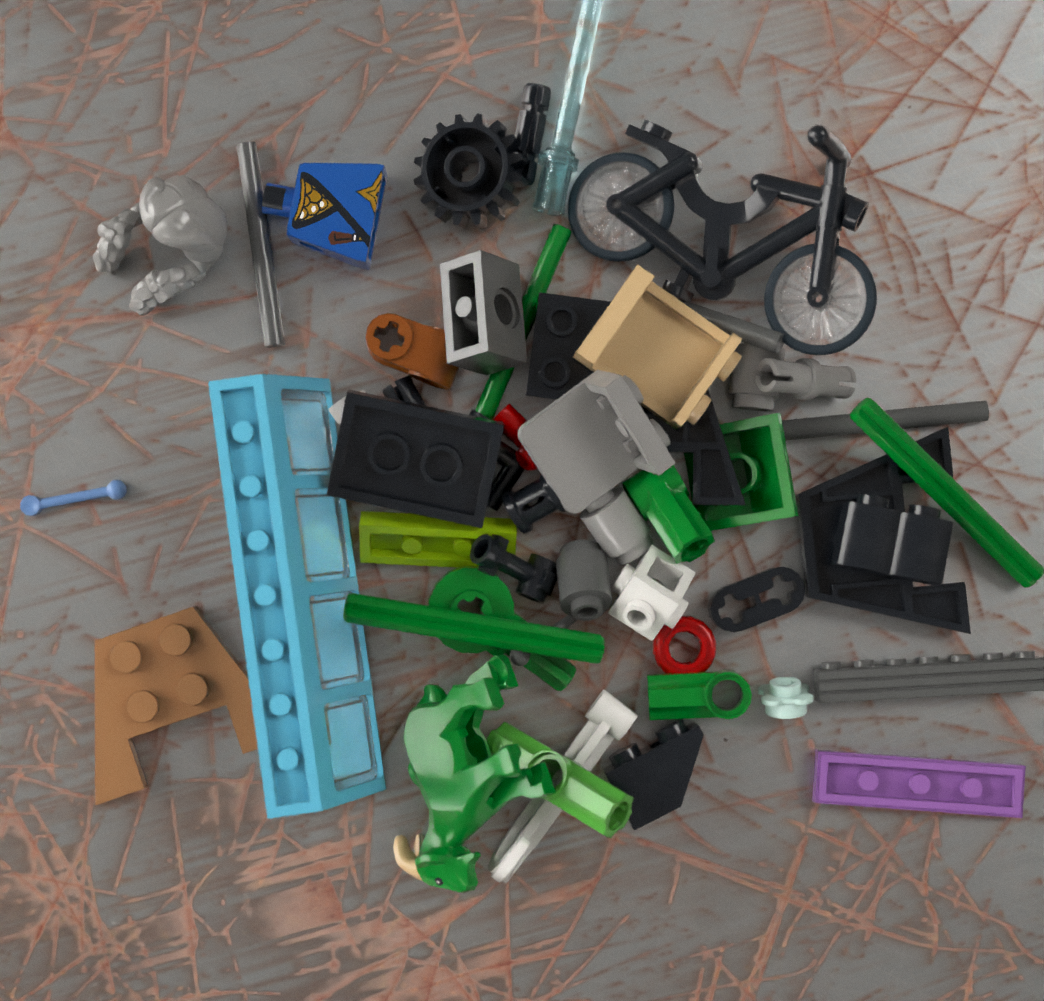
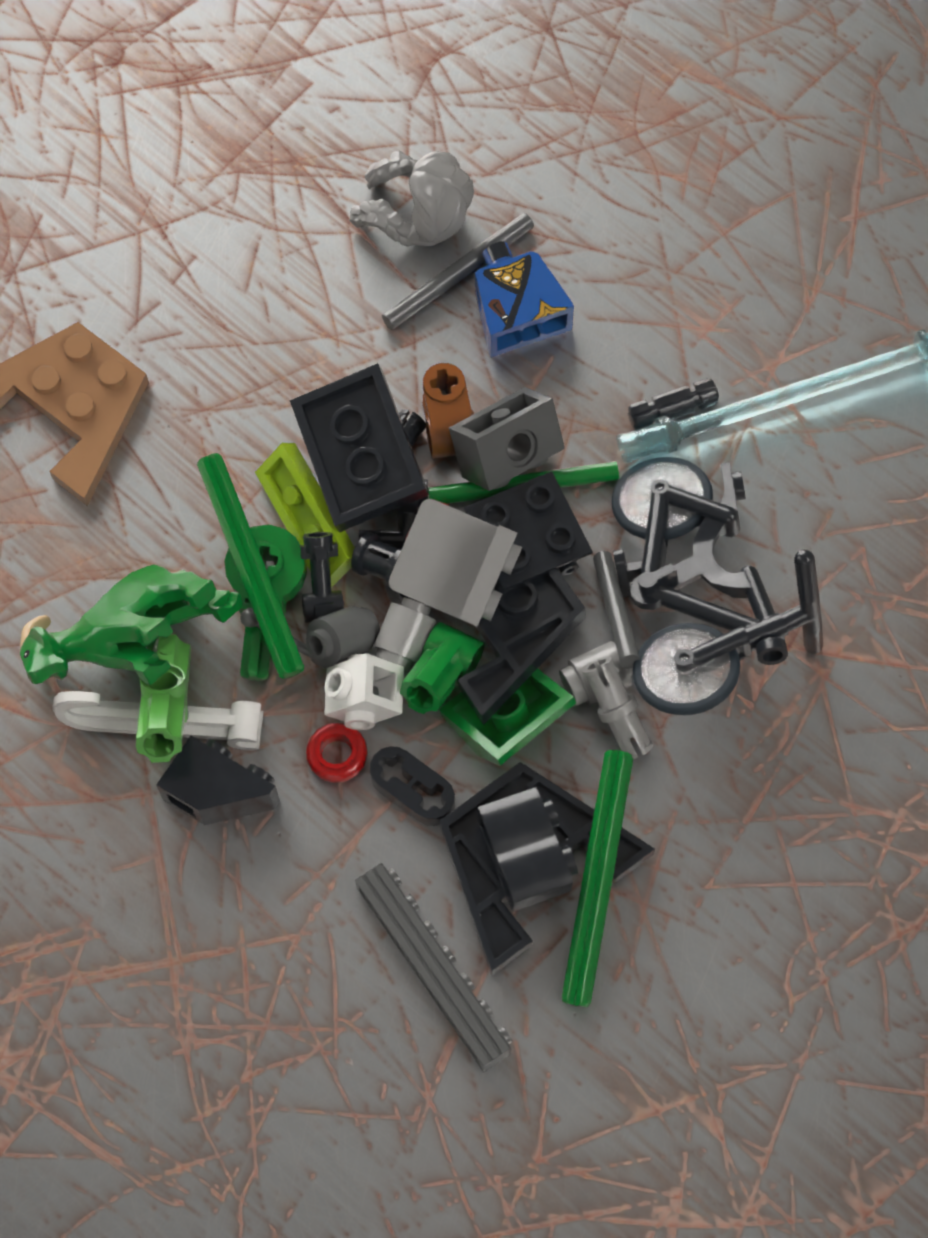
camera: 60 degrees right, 20 degrees down
(33, 505) = (158, 231): medium blue hinge -> none
(291, 587) = (133, 462): medium azure window -> none
(491, 187) = (613, 374): black gear -> none
(661, 348) = (563, 569): tan panel -> none
(691, 695) = (301, 779): green piece -> none
(785, 697) = (342, 852): light aqua plate -> none
(905, 418) = (634, 809): dark grey bar -> none
(918, 783) = (337, 1014): medium lavender tile -> none

